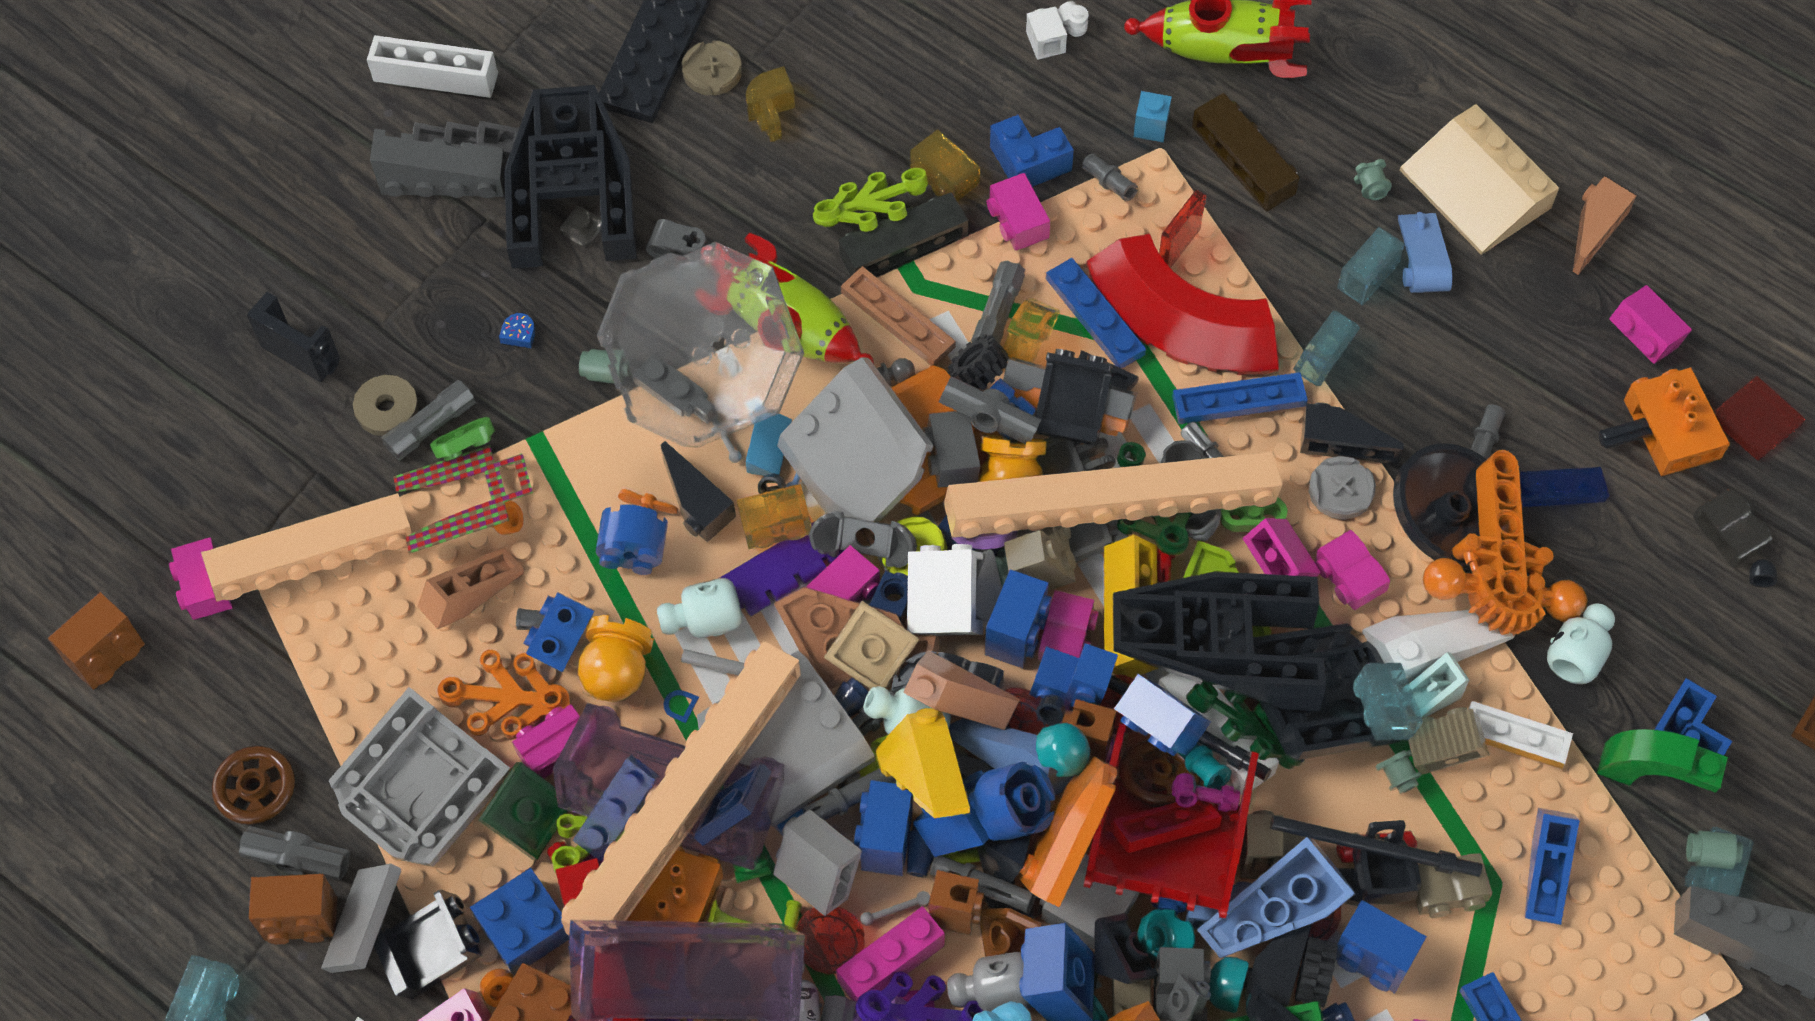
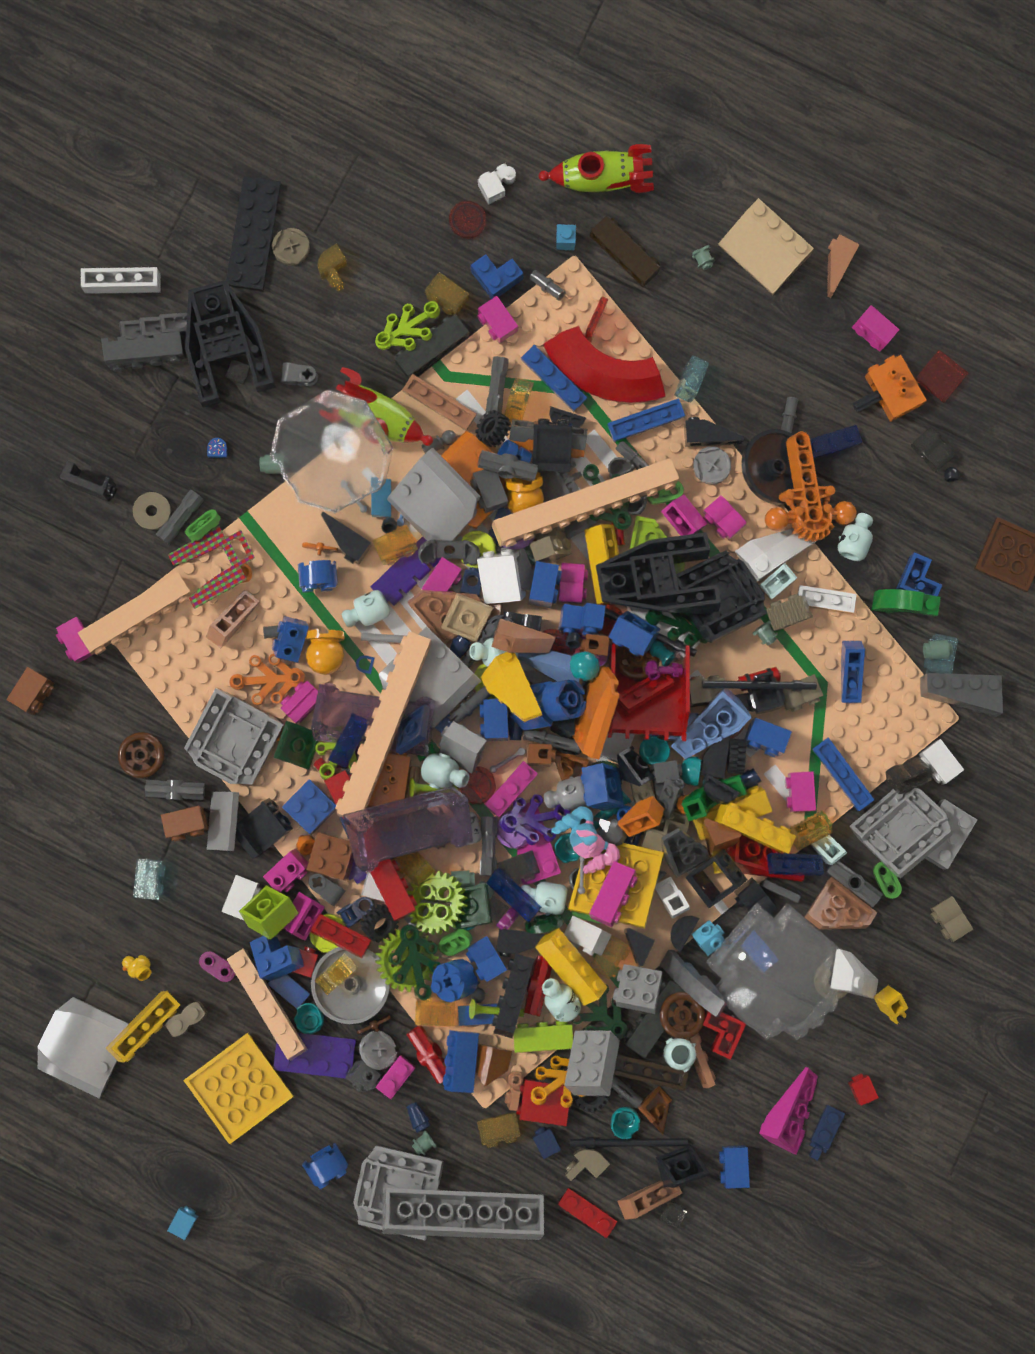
camera: 20 degrees left, 20 degrees up
(674, 389) = (319, 475): dark grey hinge -> none
(773, 897) = (443, 772): none -> light aqua piece
(999, 72) = (467, 219): none -> clear red tile
(1370, 265) = (709, 317): clear light blue brick -> none
(1387, 701) = (754, 598): clear light blue brick -> none
(1428, 259) = (740, 300): medium blue door -> none

